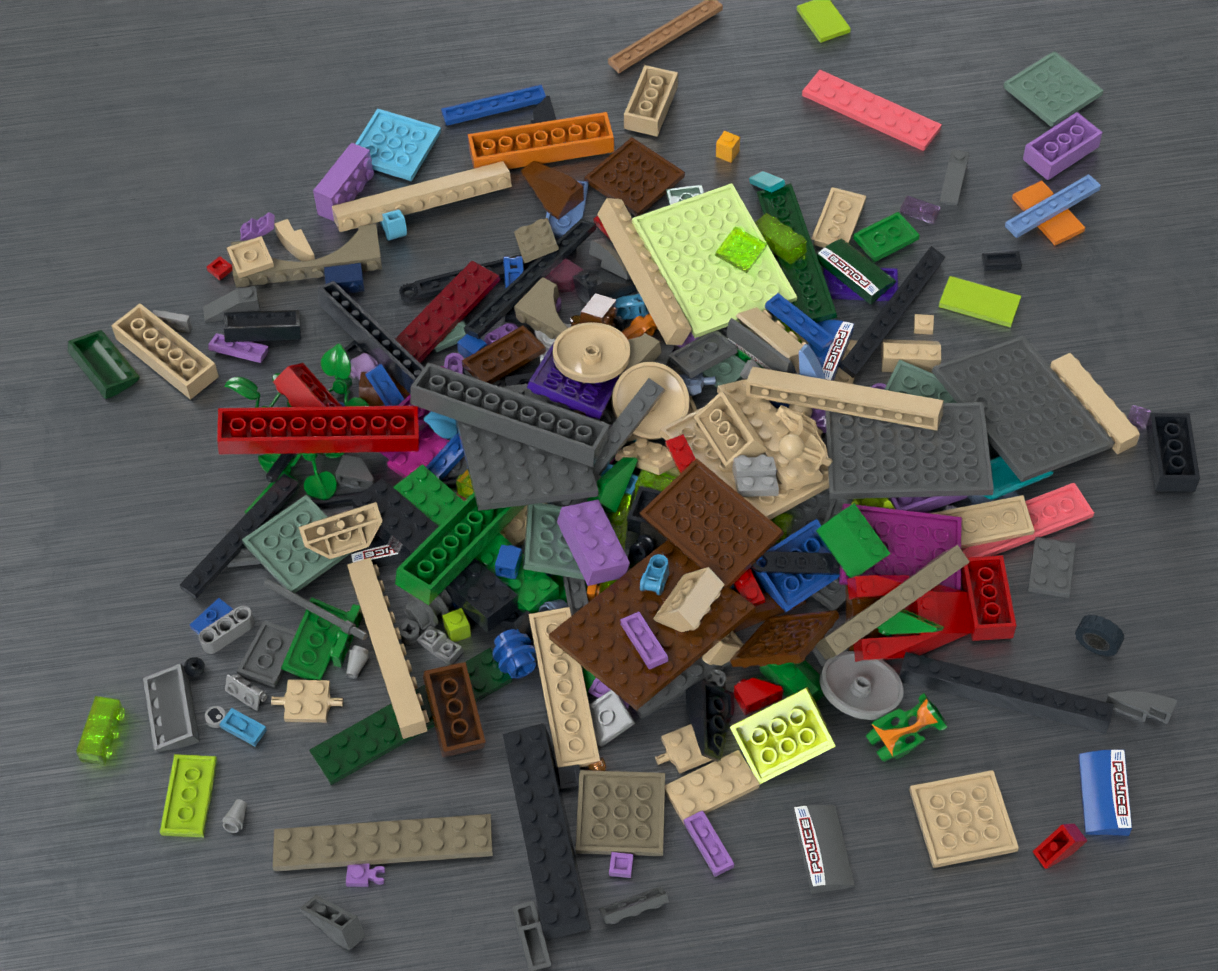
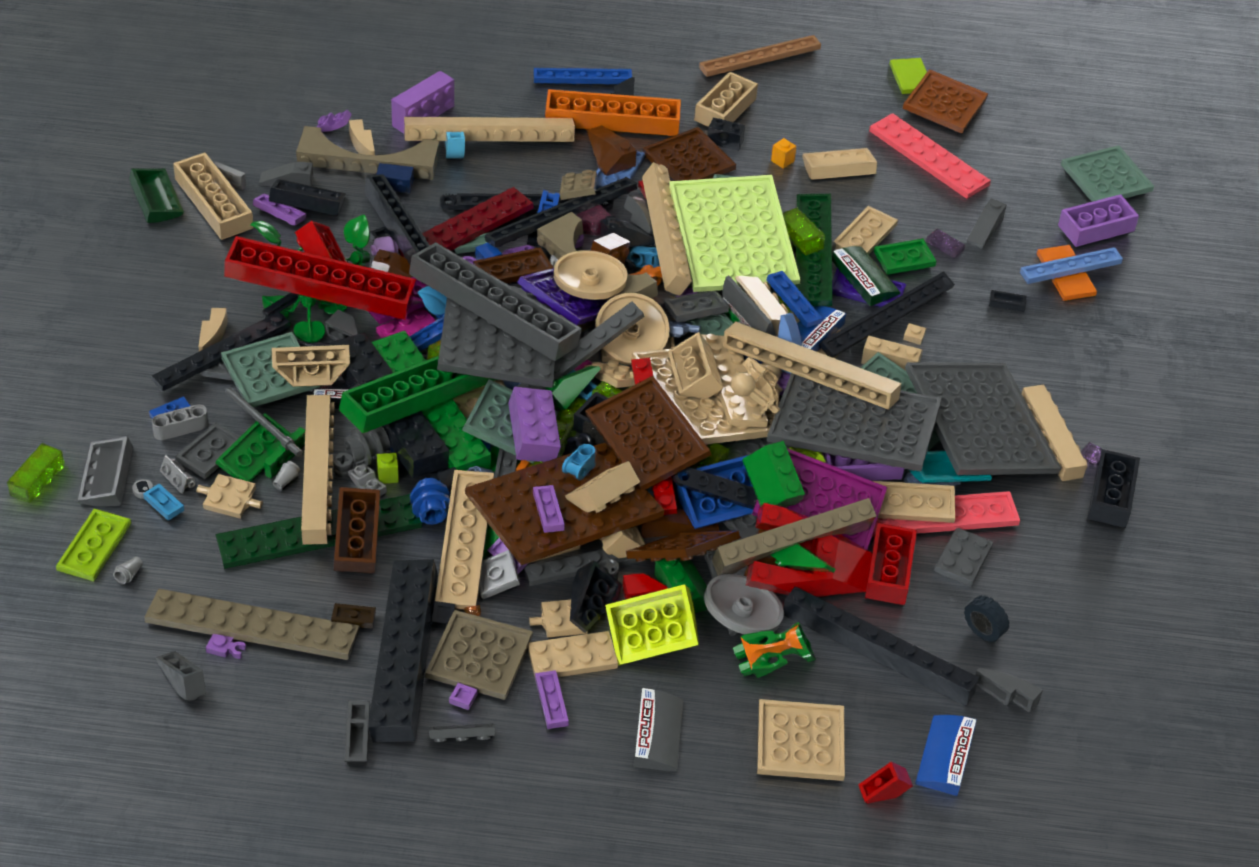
camera: 10 degrees right, 10 degrees down
(197, 663) = (139, 444): black plate -> none
(219, 268) = (287, 145): red plate -> none
(221, 511) = (213, 330): none -> tan slope
(250, 257) = (316, 139): tan plate -> none
(384, 386) = (394, 259): blue plate -> none
(398, 143) = (485, 86): medium azure plate -> none
(481, 803) = (354, 614): none -> dark brown plate
(508, 561) = (450, 421): blue brick -> none
(663, 138) = (726, 133): none -> black brick
(741, 249) = (760, 228): clear neon green plate -> none
(755, 476) = (704, 405): light grey plate -> none
(767, 181) = (809, 188): teal tile -> none
(786, 143) = (839, 163): none -> tan slope
(867, 42) = (945, 101): none -> dark orange plate
(980, 301) = (975, 328): lime tile -> none

